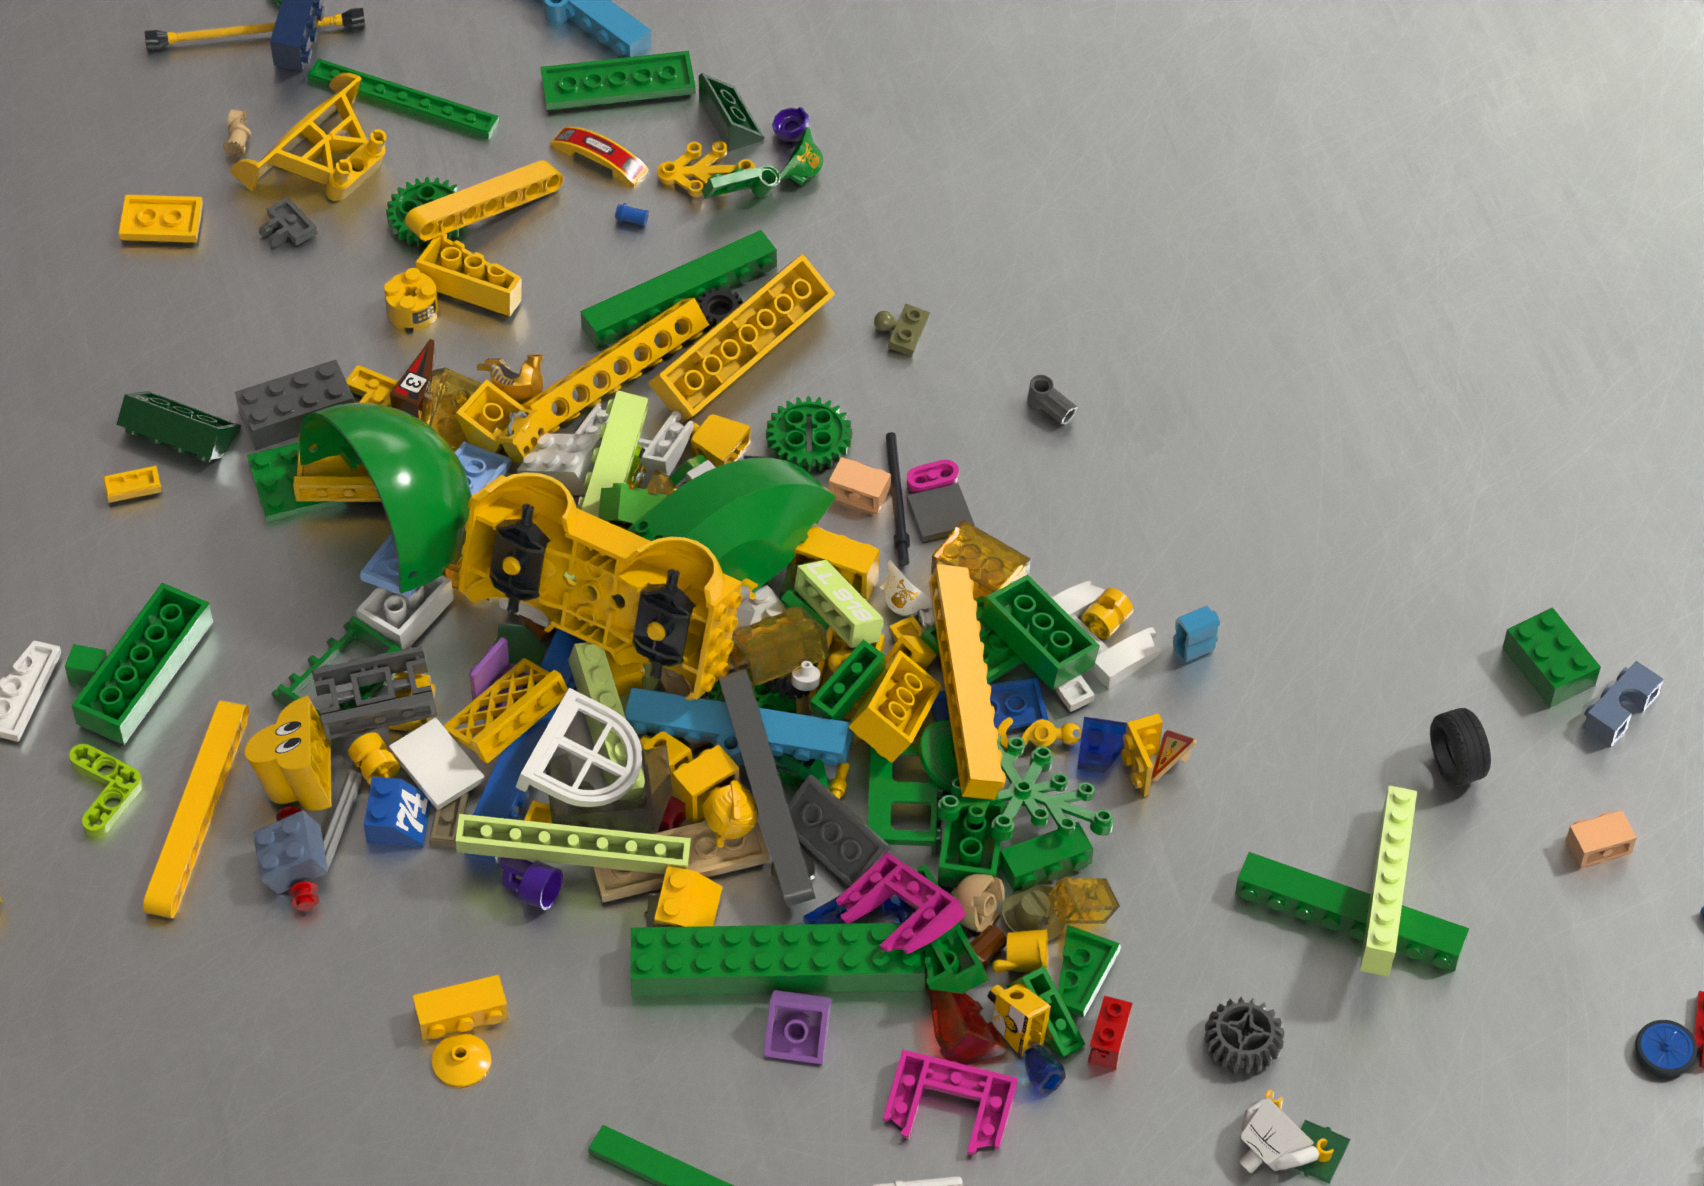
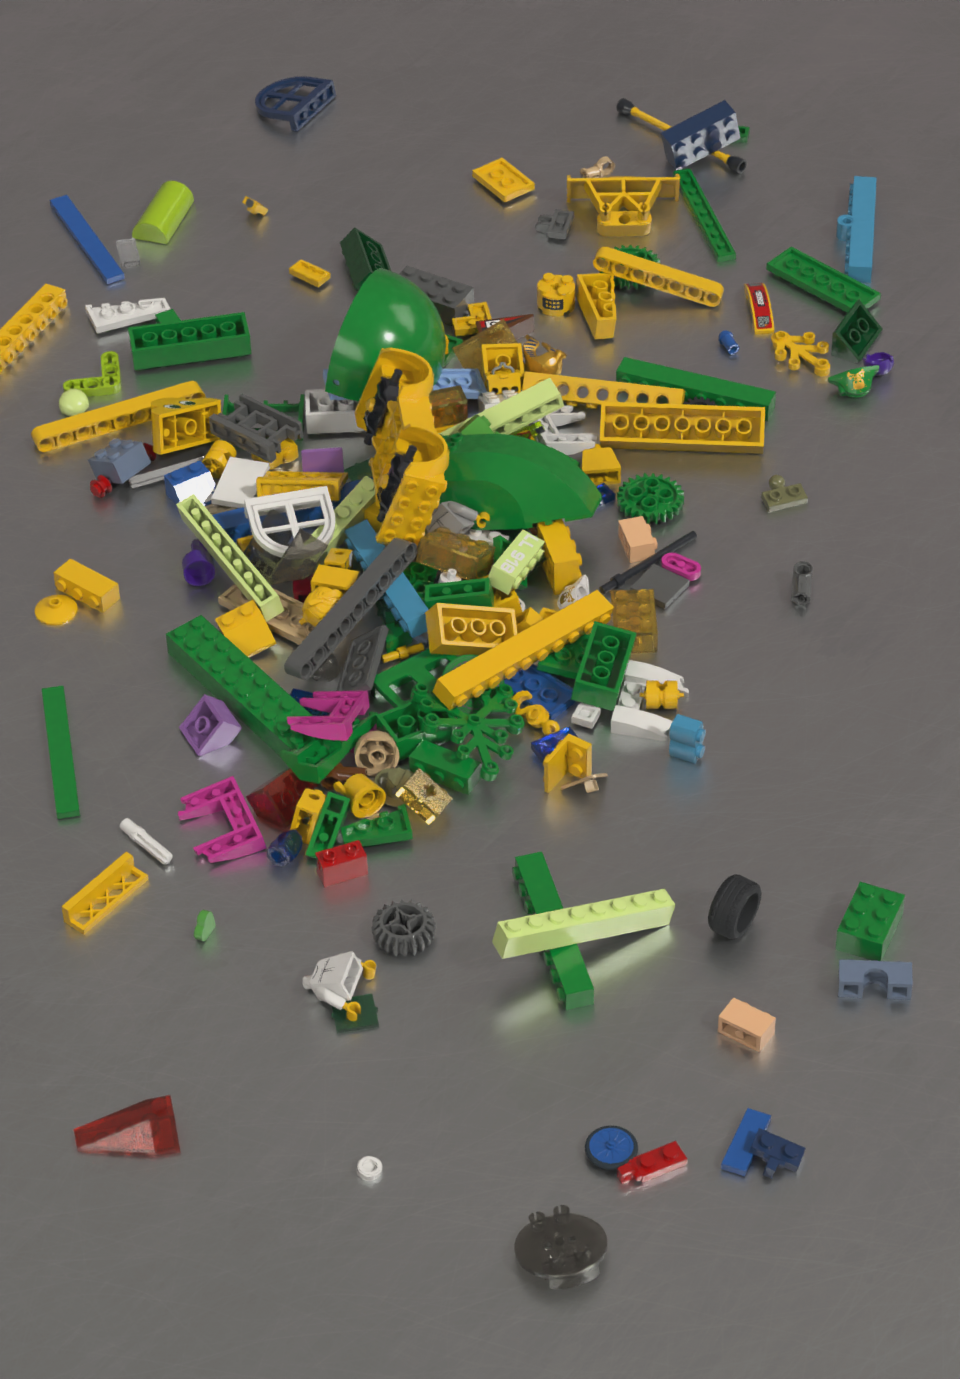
camera: 55 degrees right, 10 degrees down
(125, 837) = (73, 402): none -> yellowish green hair
(742, 179) = (803, 363): green plate -> none

